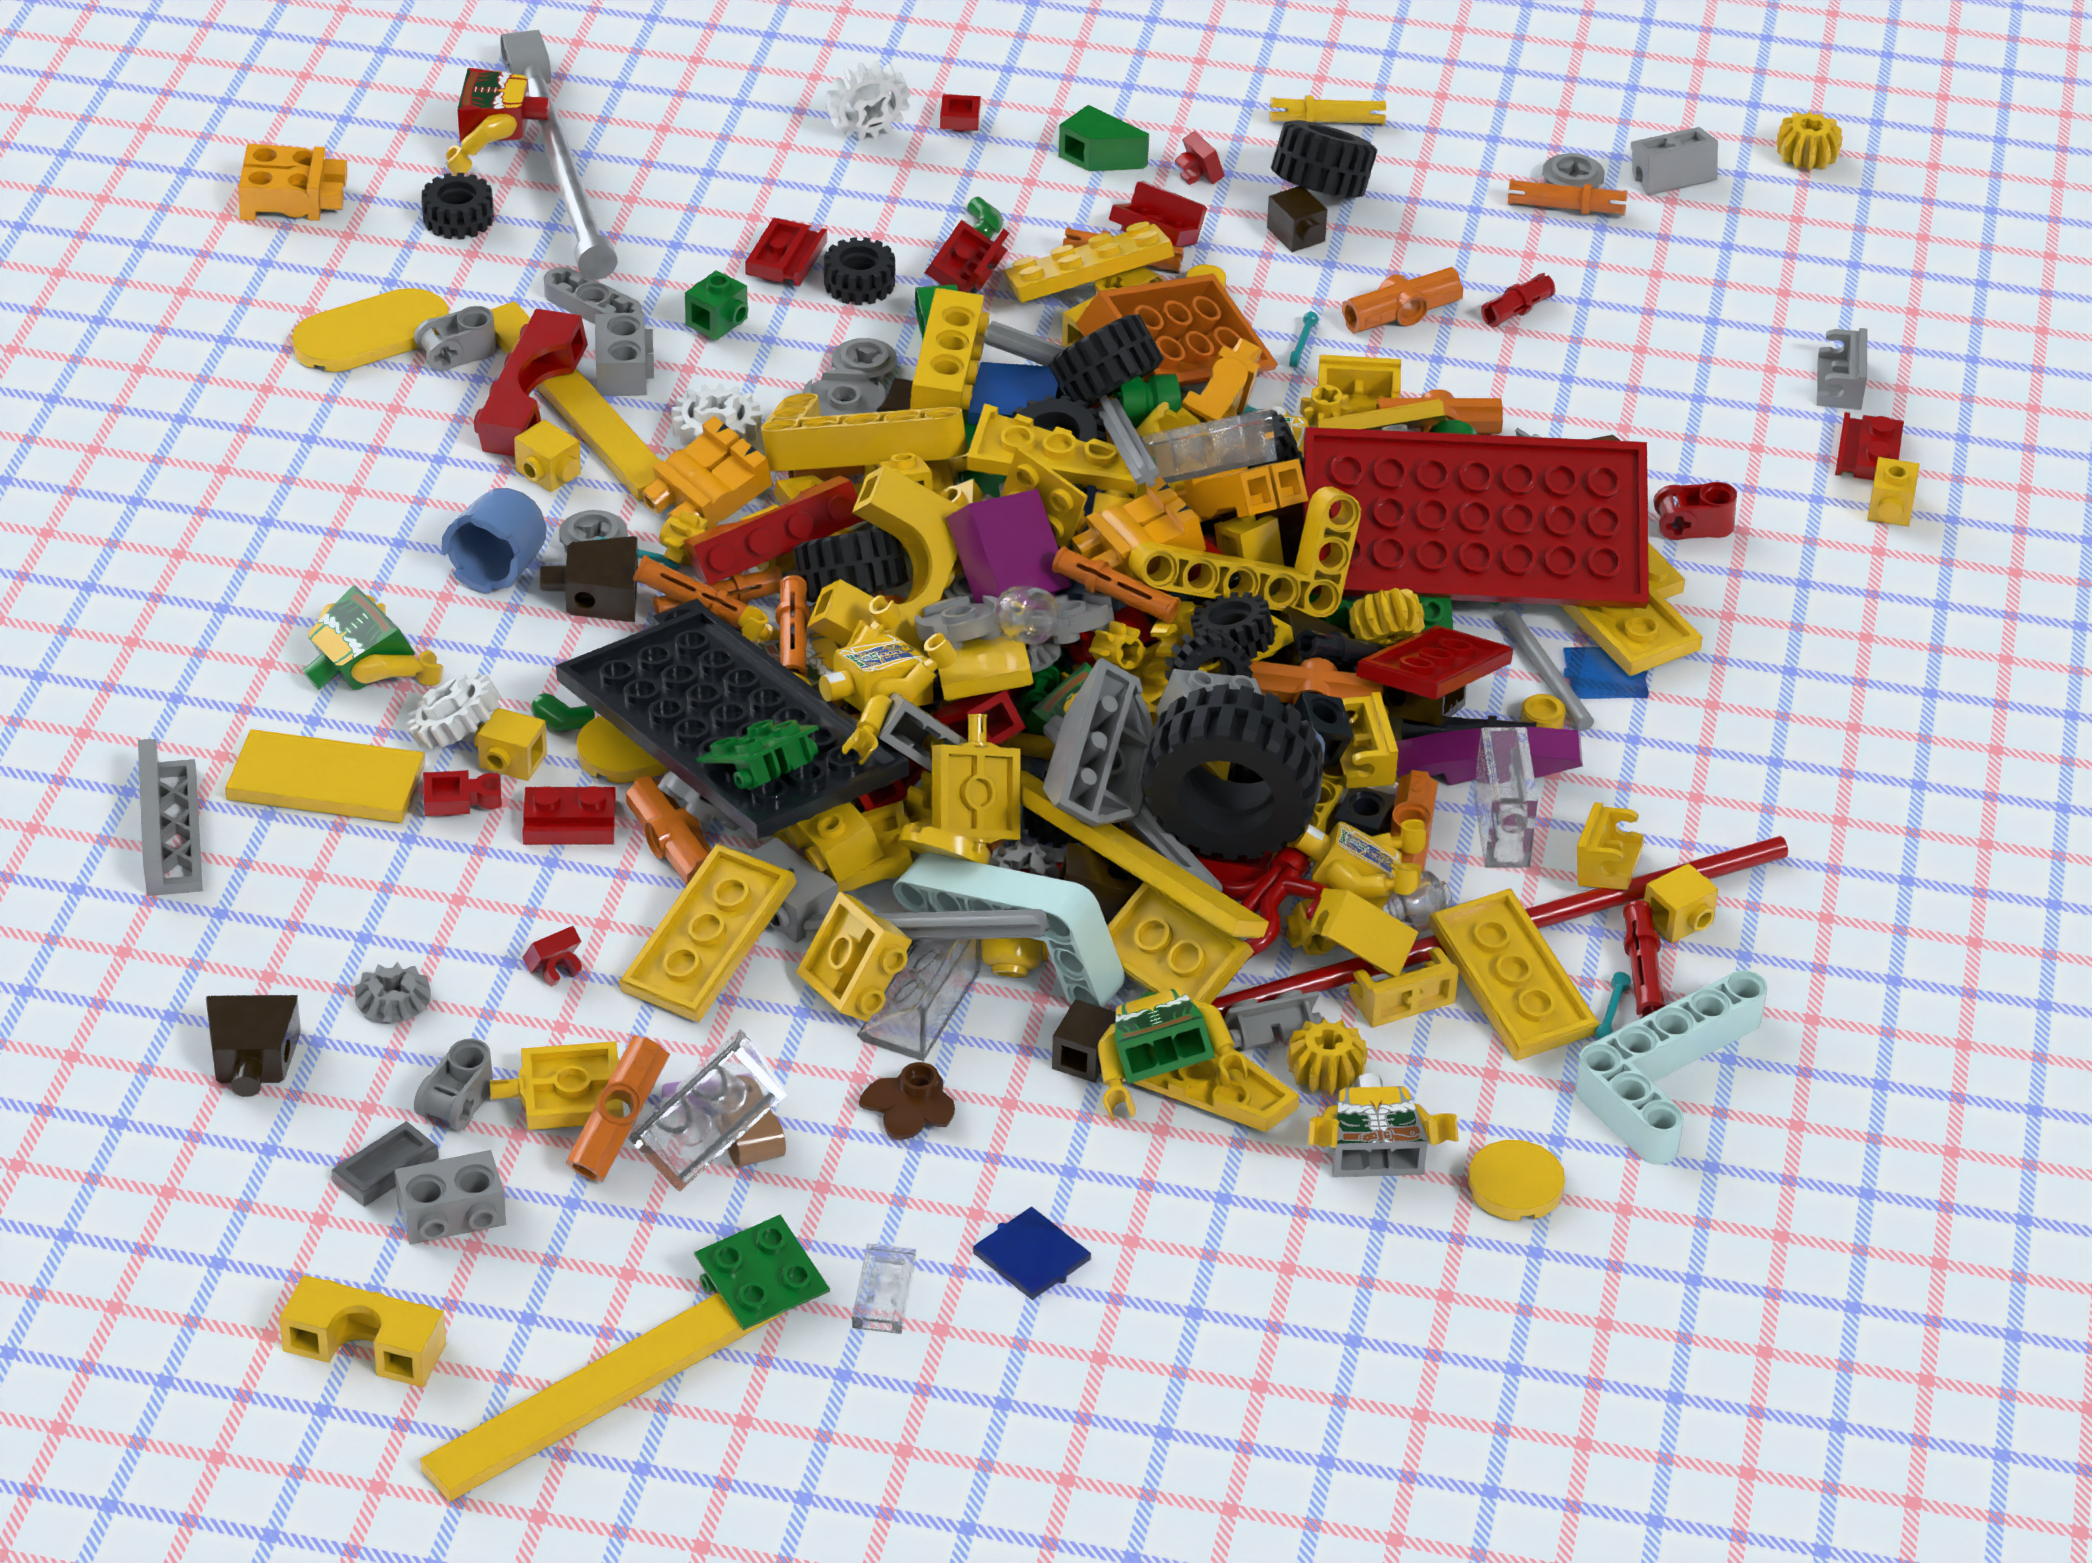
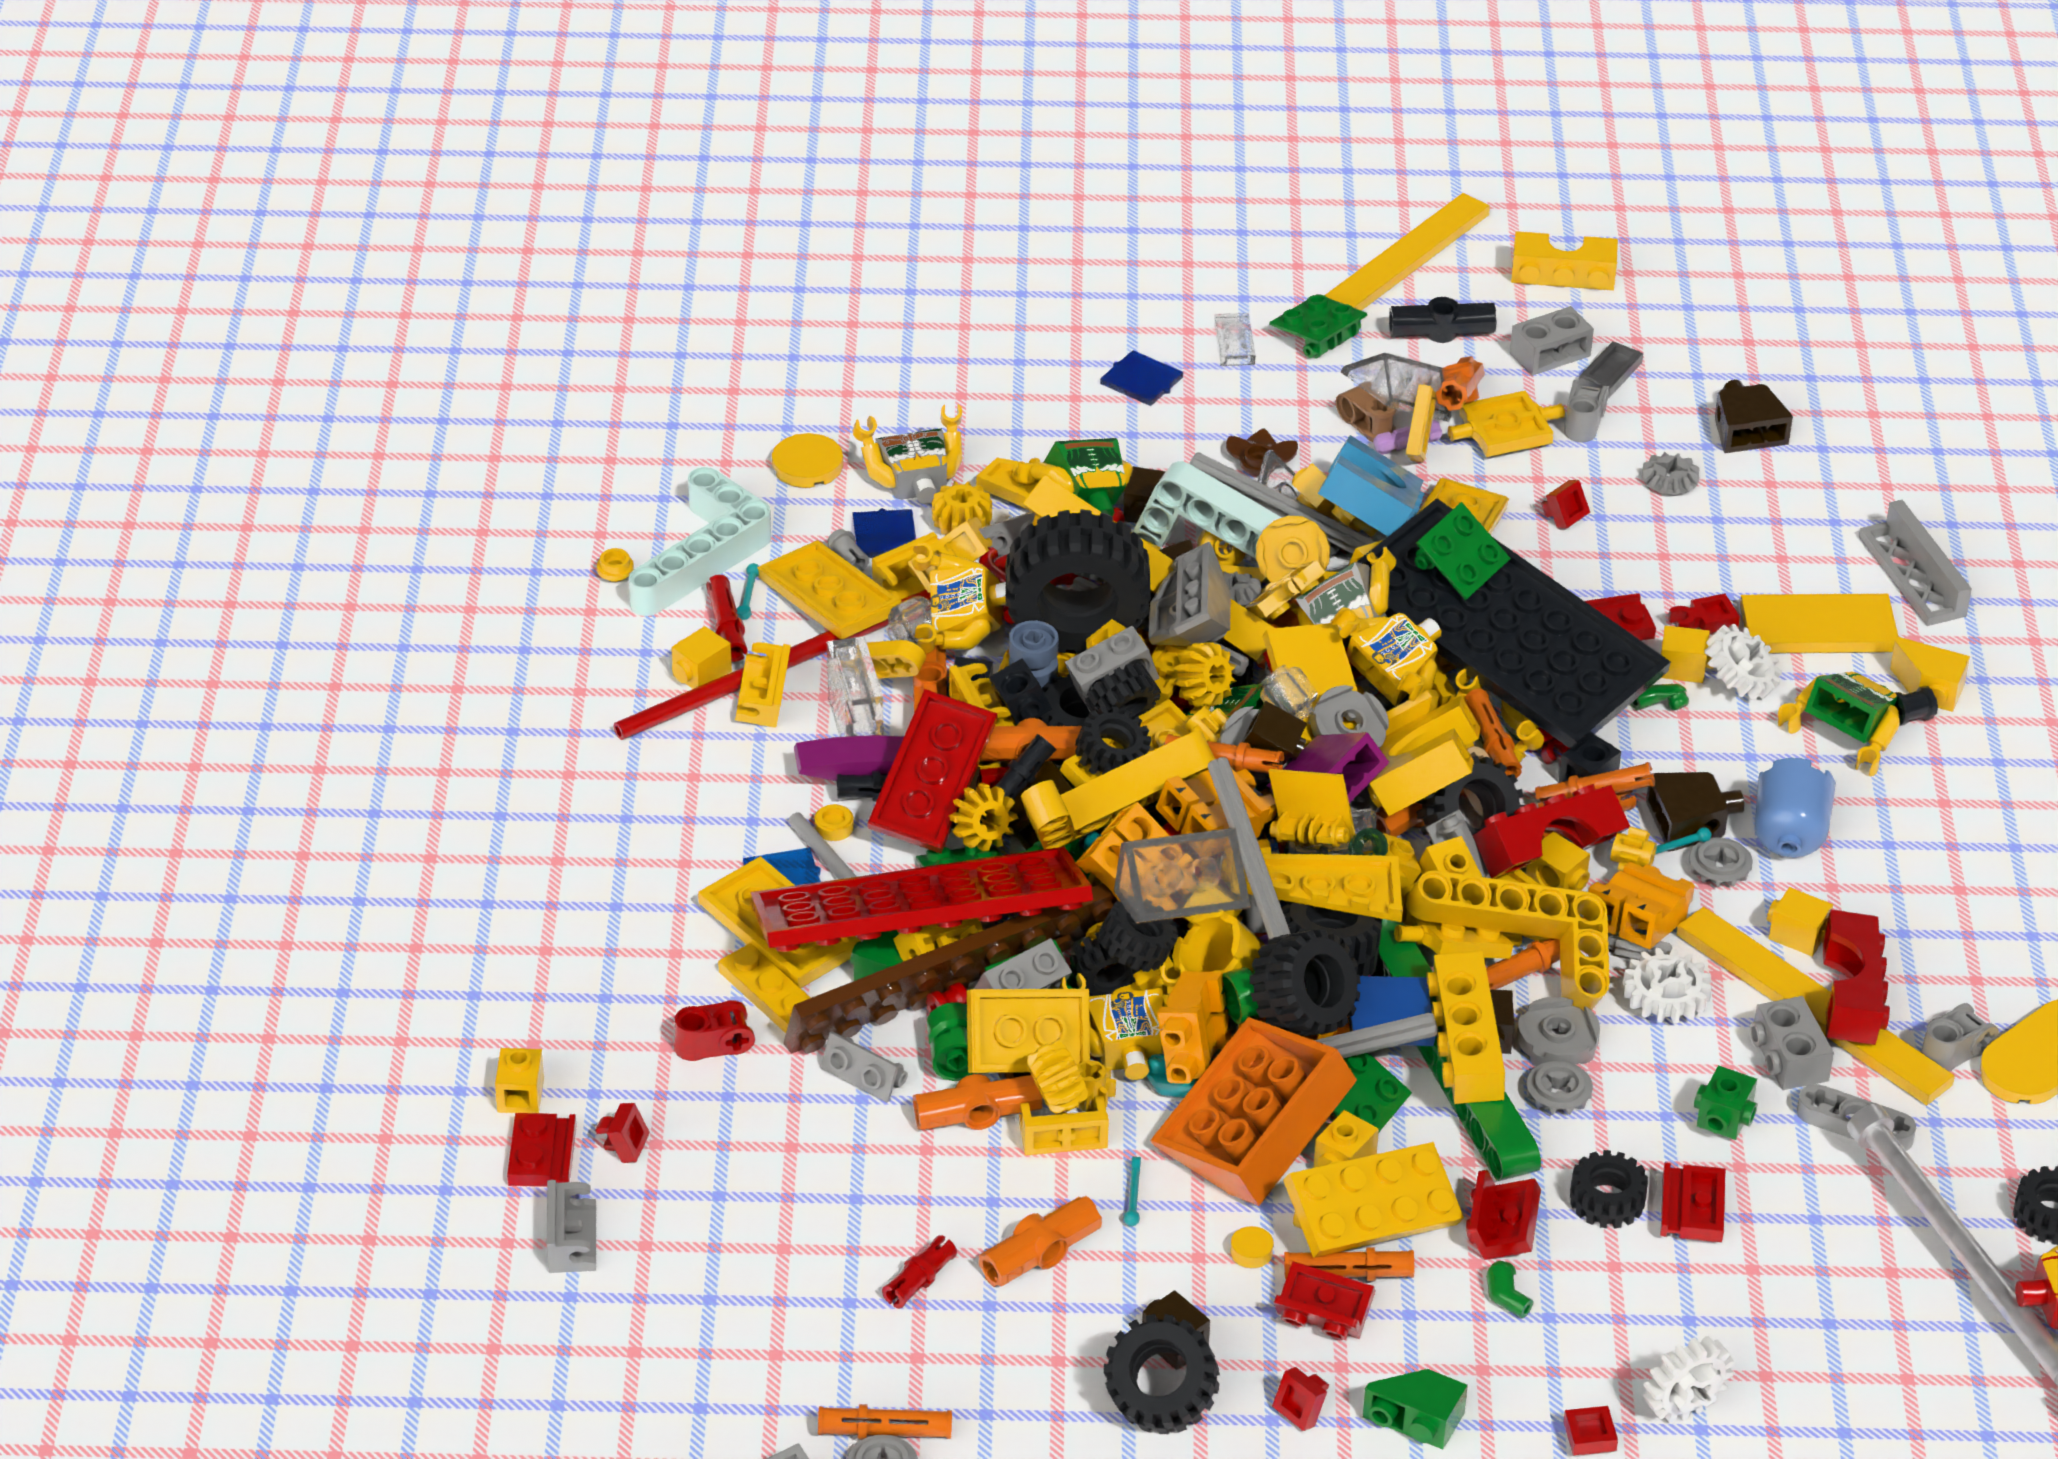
camera: 170 degrees right, 0 degrees up
(237, 680) = (1930, 666): none -> yellow slope
(287, 650) = (1916, 705): none -> black bush
(585, 1255) = (1442, 319): none -> black piece
(709, 1036) = (1421, 423): none -> yellow tile
(807, 866) = (1372, 487): none -> dark azure arch
(990, 481) = (1377, 837): none -> clear green bush
(1064, 578) = (1276, 731): none -> dark brown brick
(1365, 366) = (1057, 1077): none -> yellow gear
(1429, 1065) = (883, 530): none -> clear blue piece
(1450, 834) = (896, 658): none -> yellow beam
(1486, 1036) = (844, 545): none -> light grey pin
(1780, 1055) = (614, 565): none -> yellow plate
(1790, 434) = (625, 1132): none -> red tile

